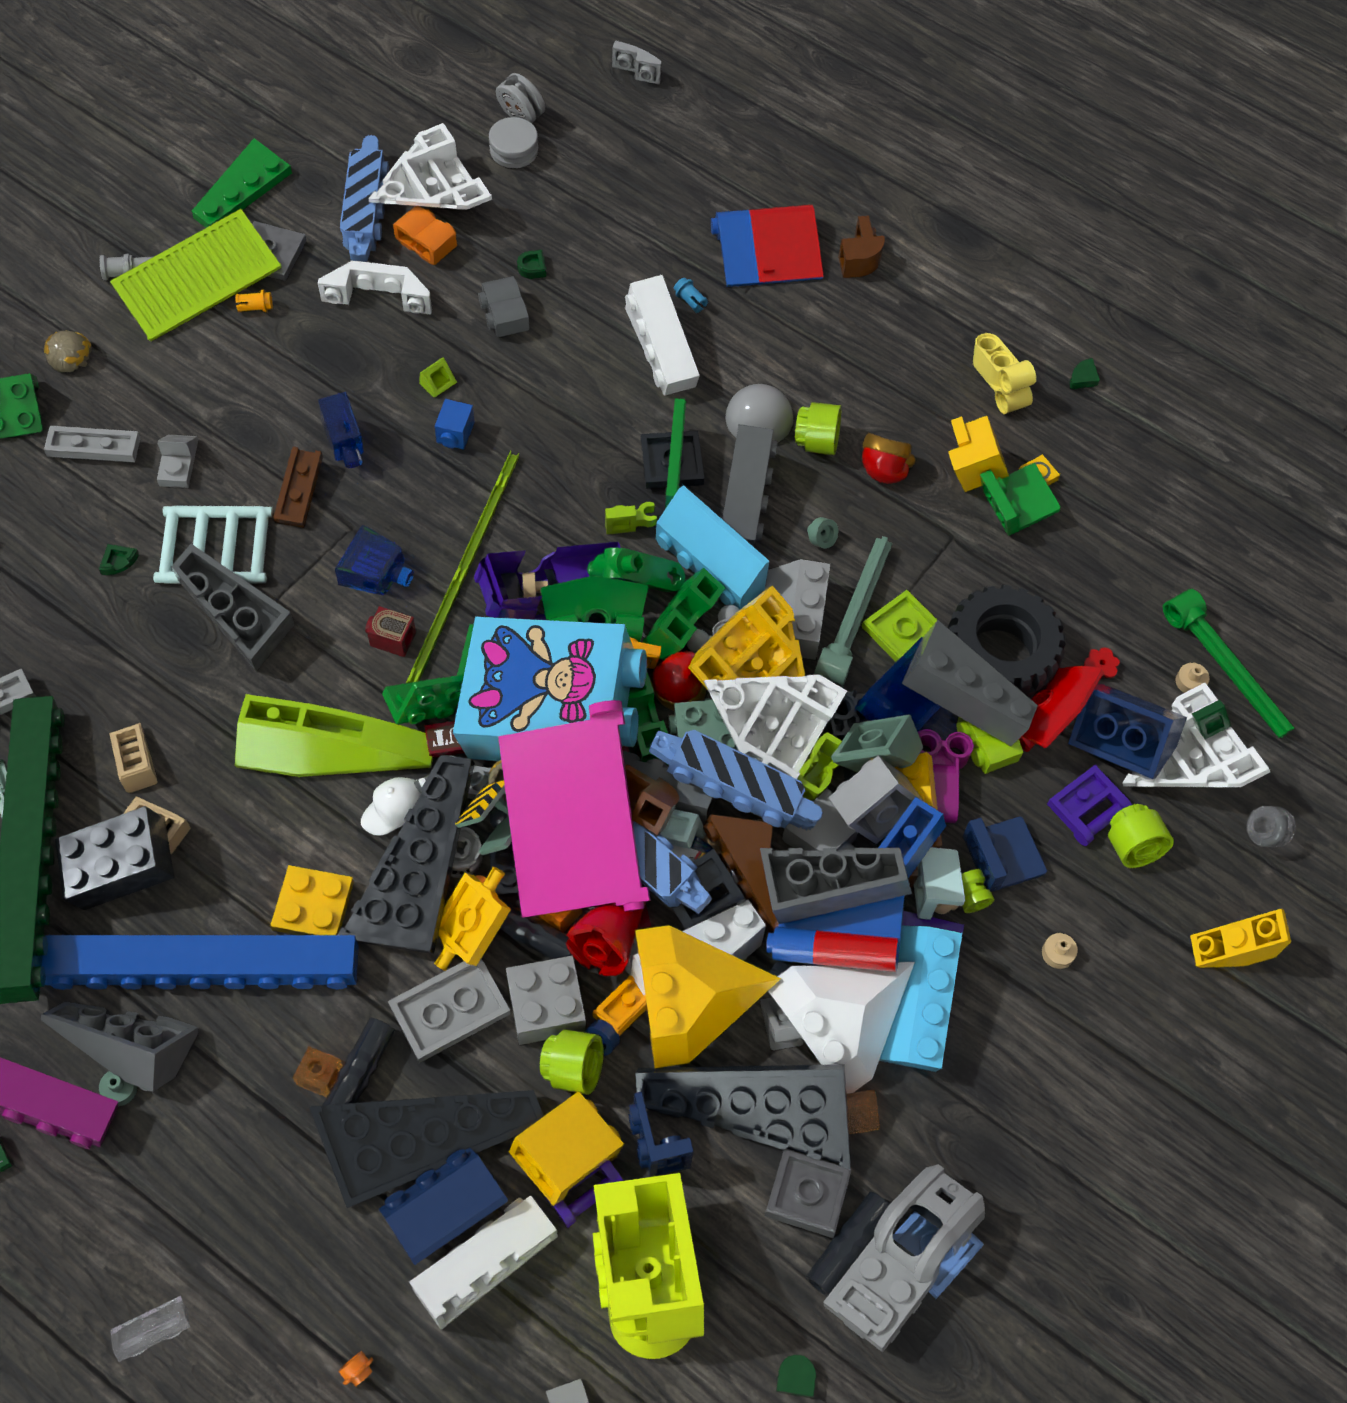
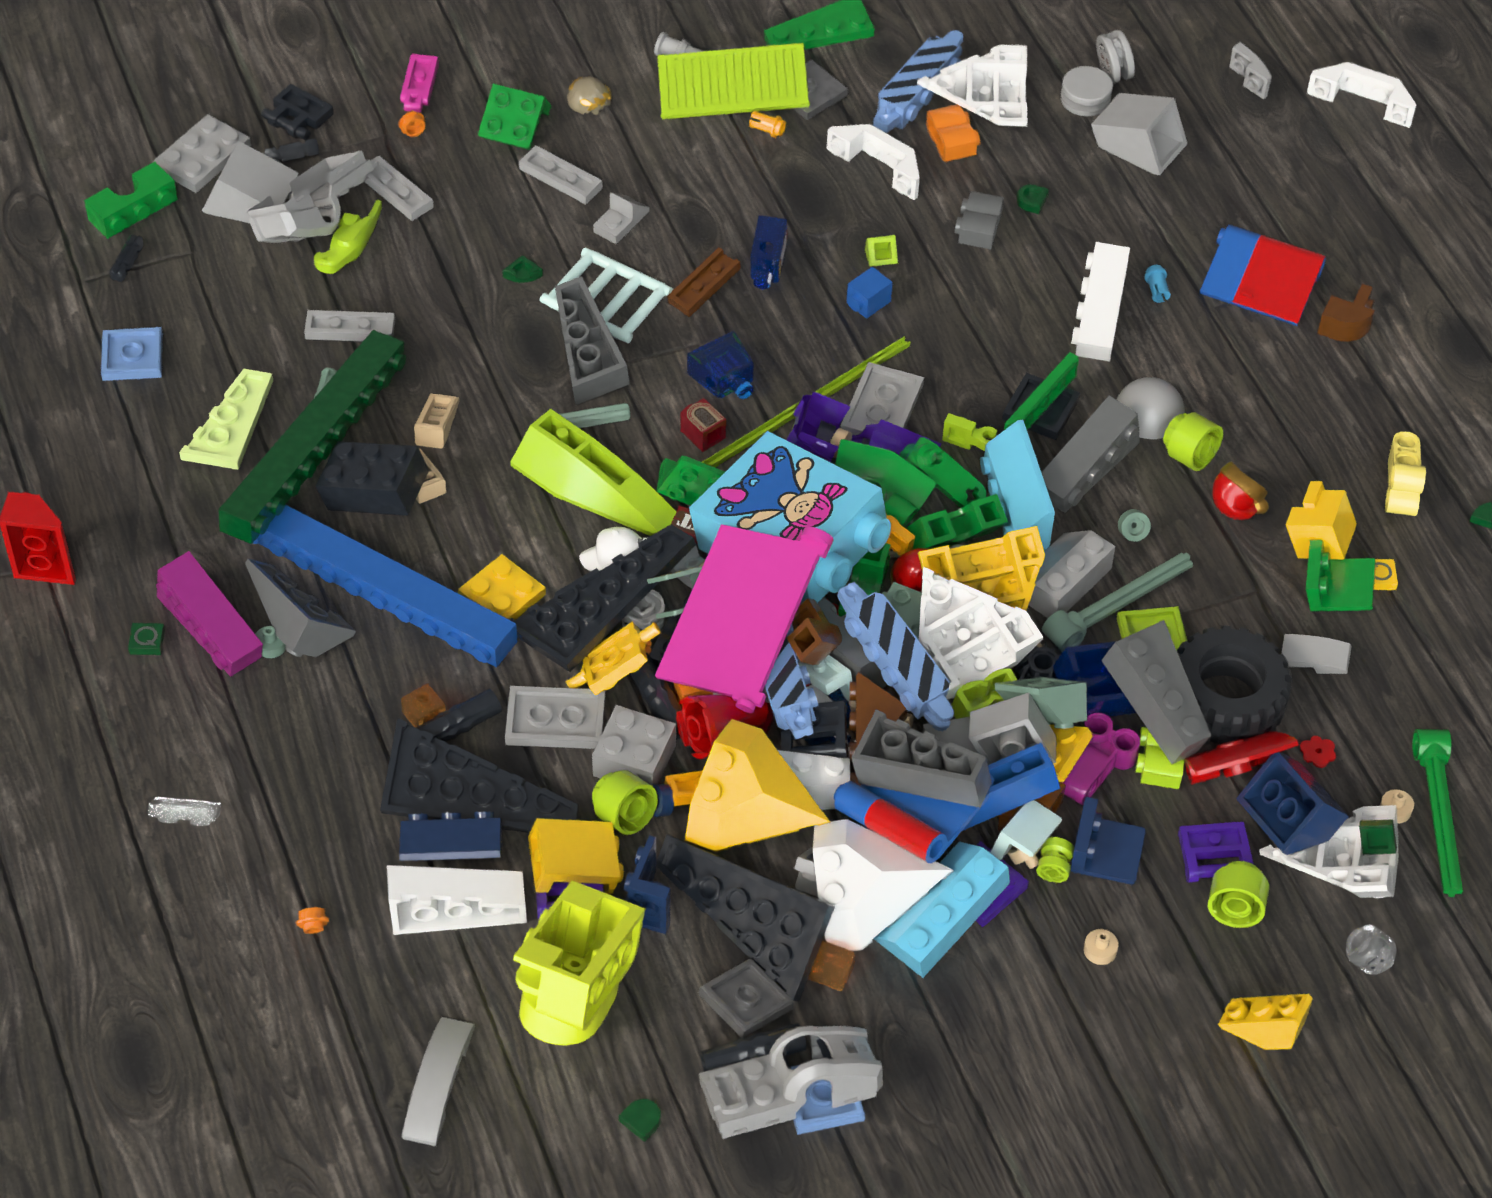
camera: 35 degrees right, 10 degrees down
(282, 675) = (598, 415): none -> sand green axle
(535, 523) = (882, 395): none -> light grey plate
(584, 158) = (1141, 130): none -> light grey slope
(740, 32) = (1367, 83): none -> white slope
(1044, 573) = (1322, 653): none -> light grey slope

